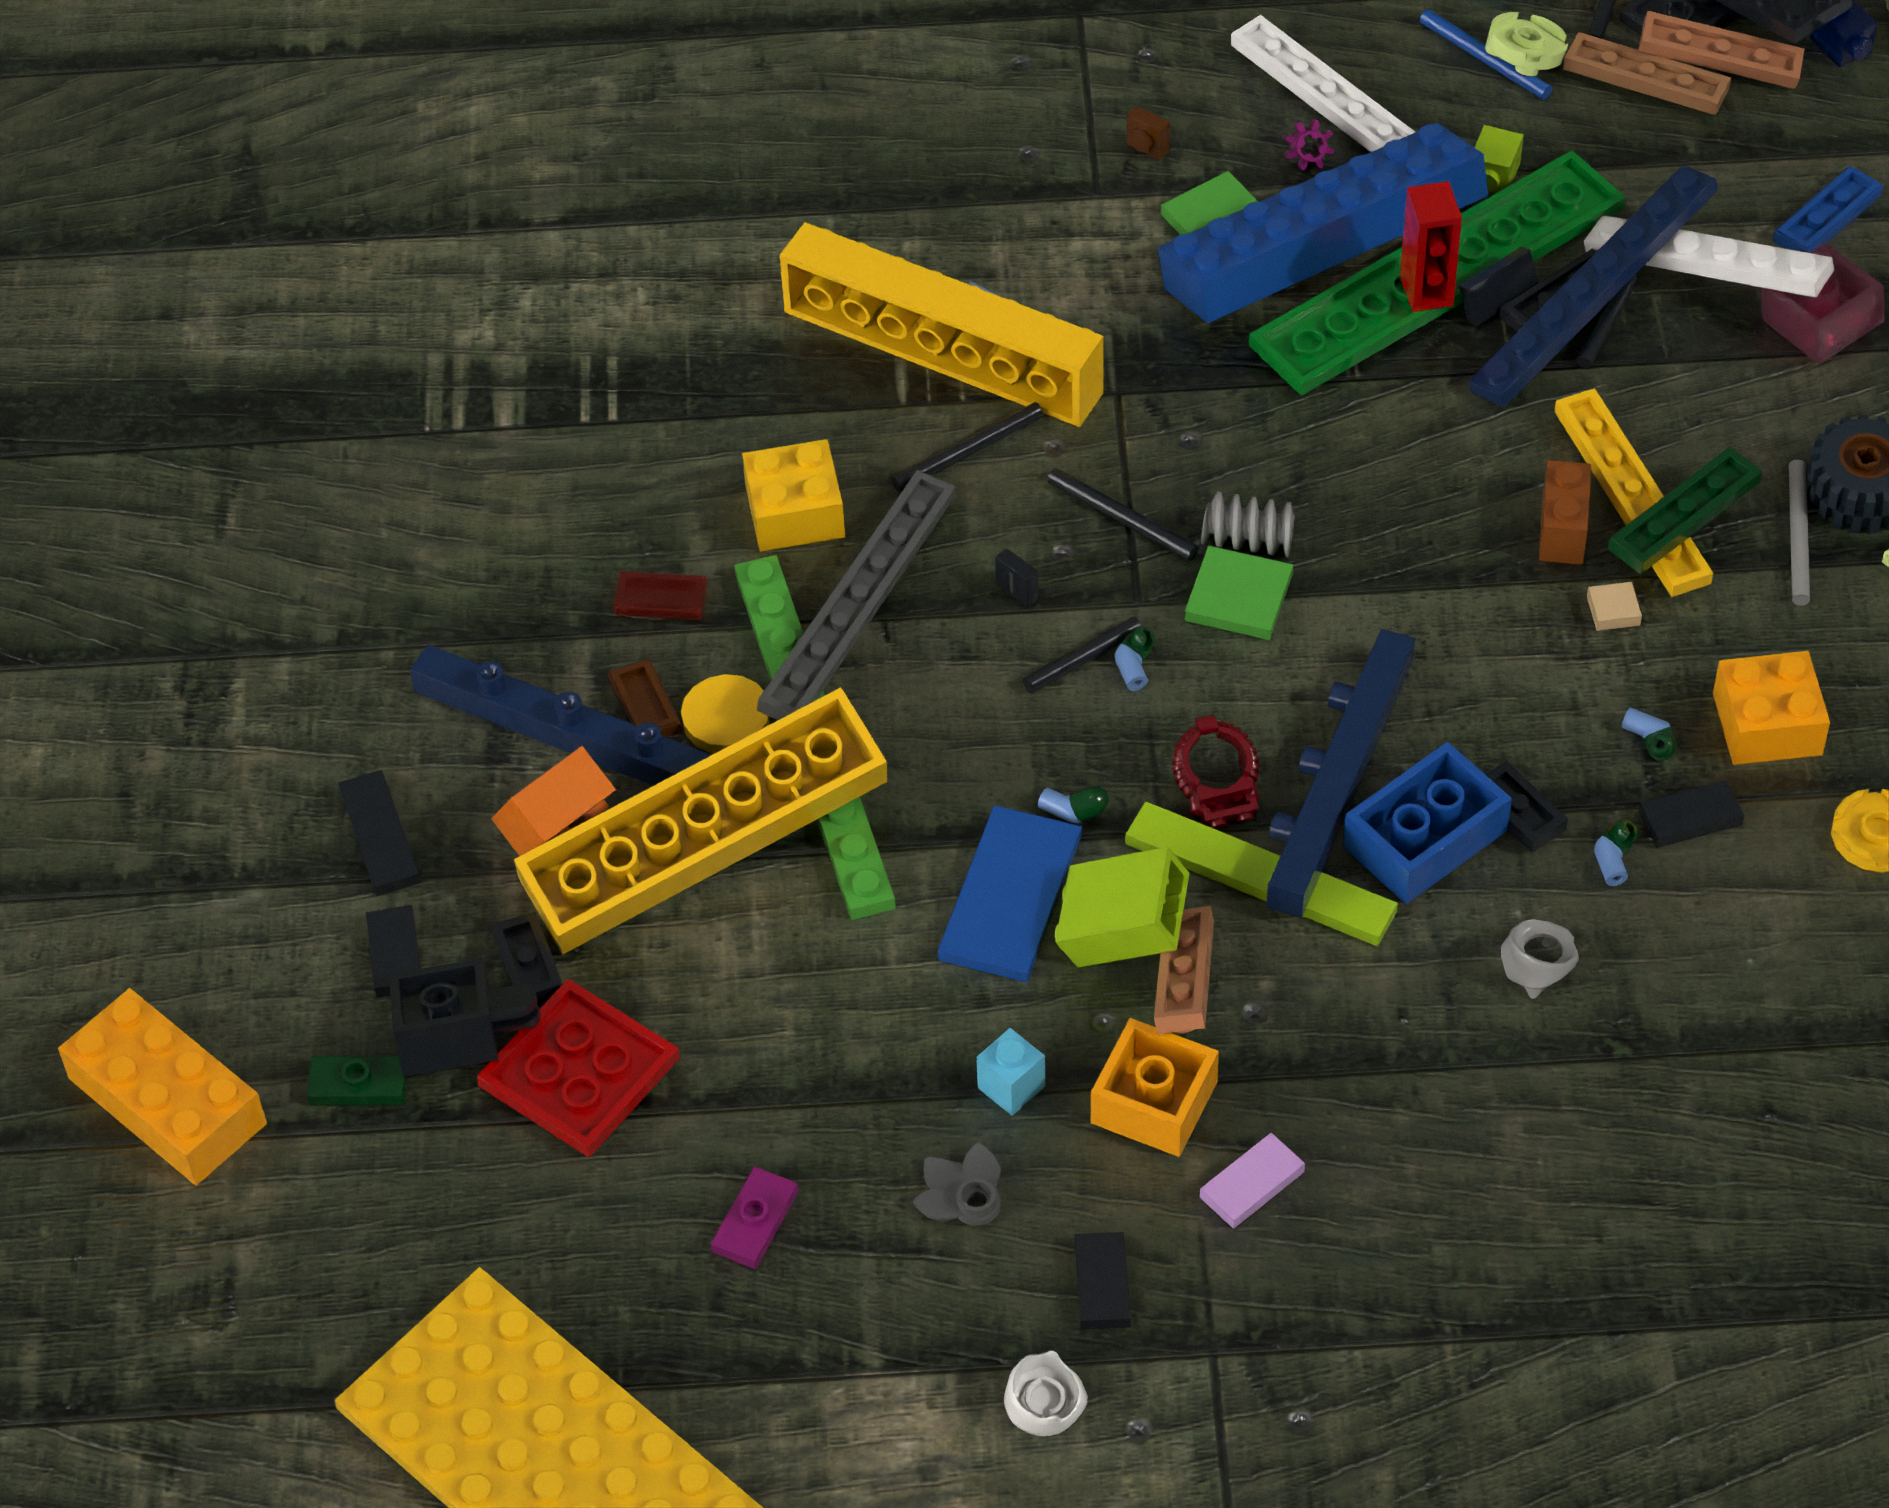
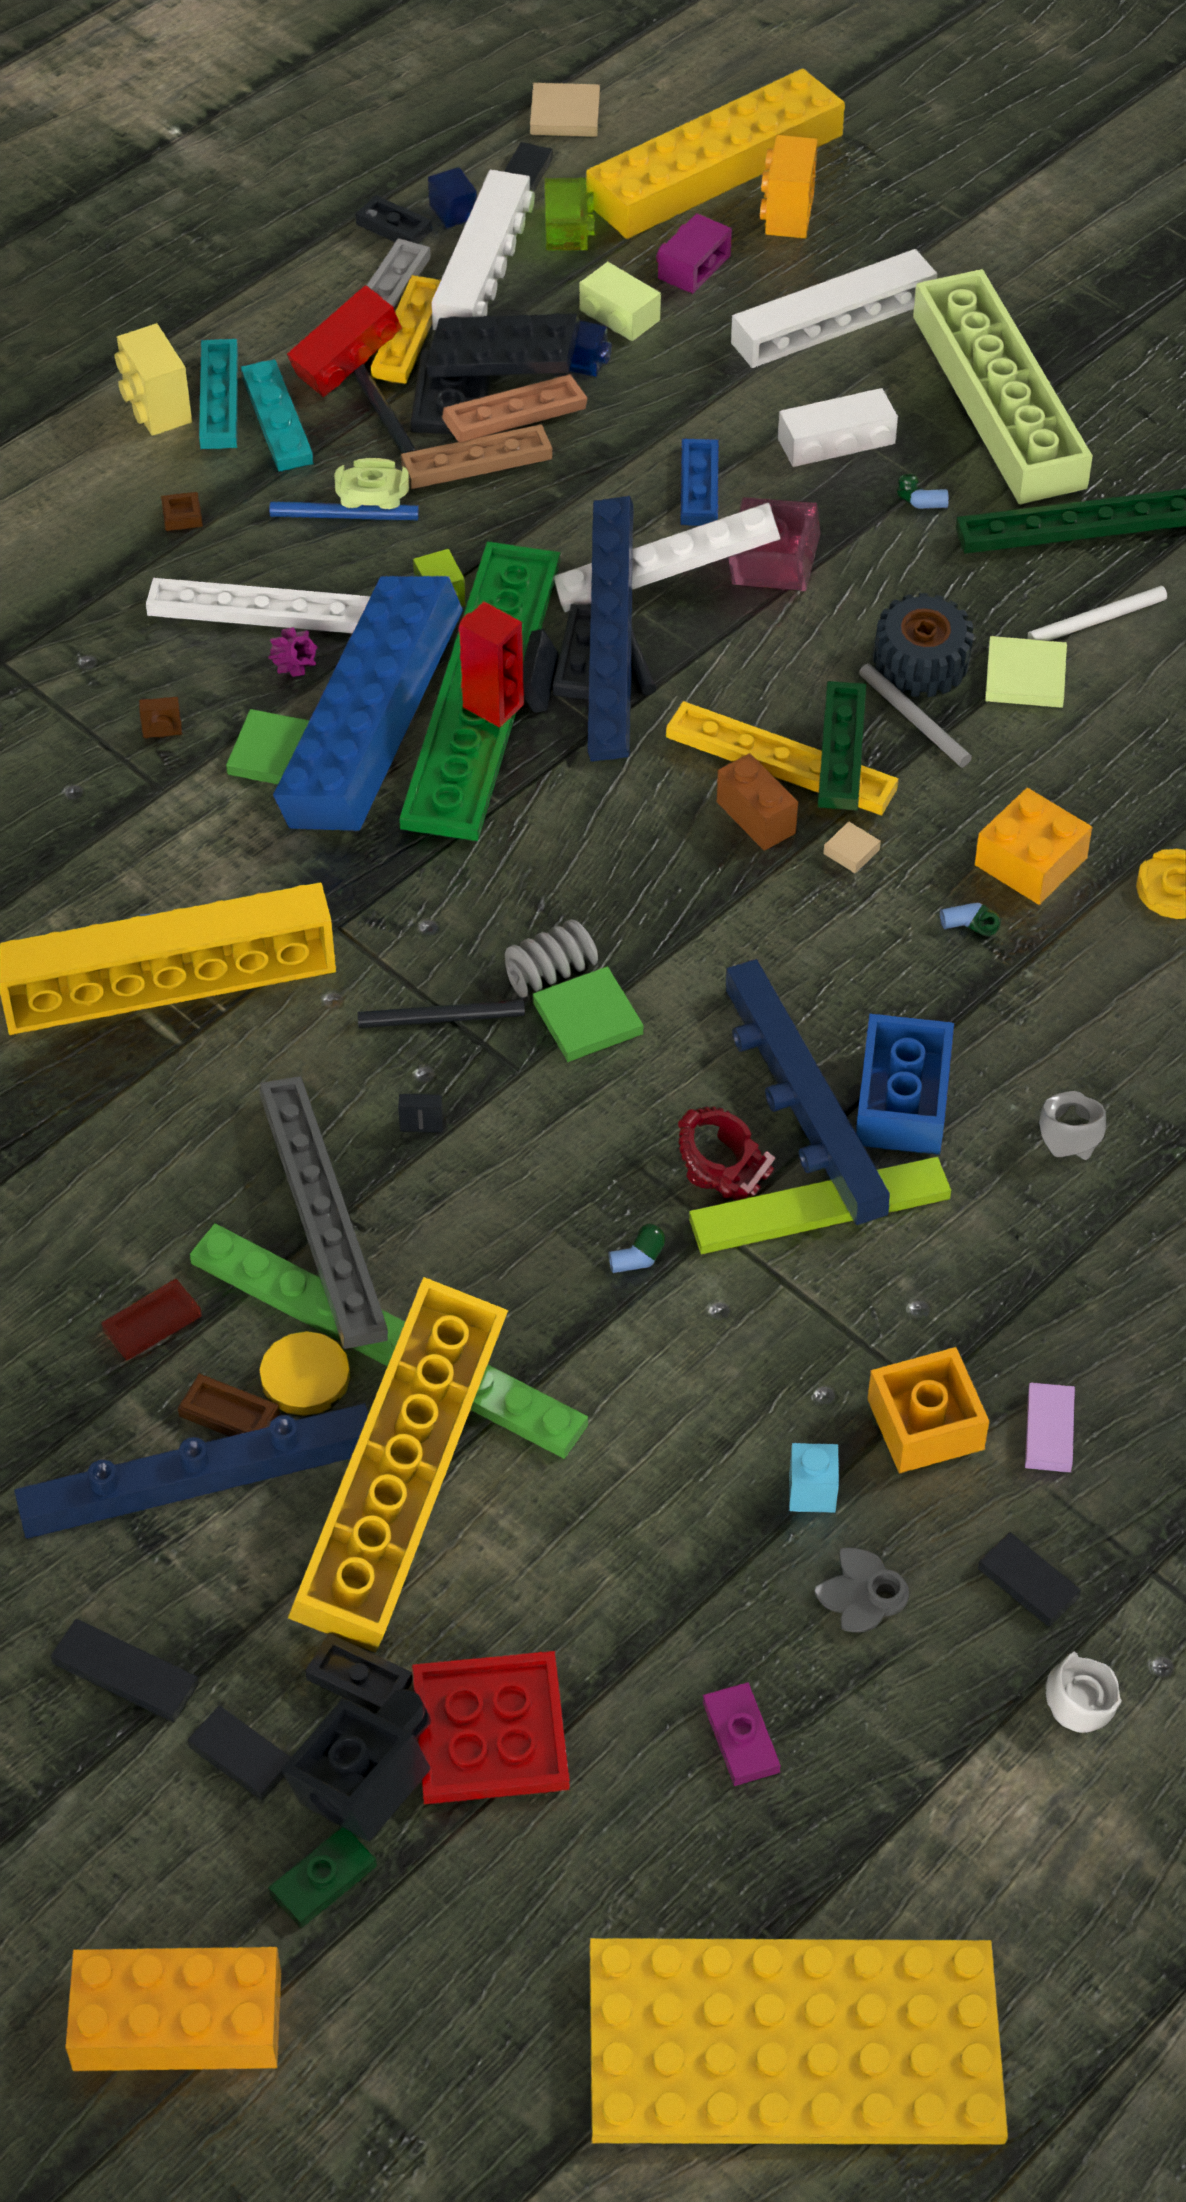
camera: 45 degrees left, 0 degrees up
(554, 802) = (266, 1537): orange brick -> none
(793, 495) = (182, 1167): yellow brick -> none
(970, 444) = (270, 1042): black bar -> none
(1010, 893) = (663, 1351): blue tile -> none
(1080, 655) = (524, 1138): black bar -> none
(1122, 907) = (769, 1298): lime brick -> none
(1132, 654) = (561, 1113): arm -> none
(1185, 975) = (862, 1309): nougat plate -> none
(1531, 816) = (968, 1027): black plate -> none
(1611, 849) = (1030, 1017): arm -> none
(1691, 814) = (1053, 956): black tile -> none

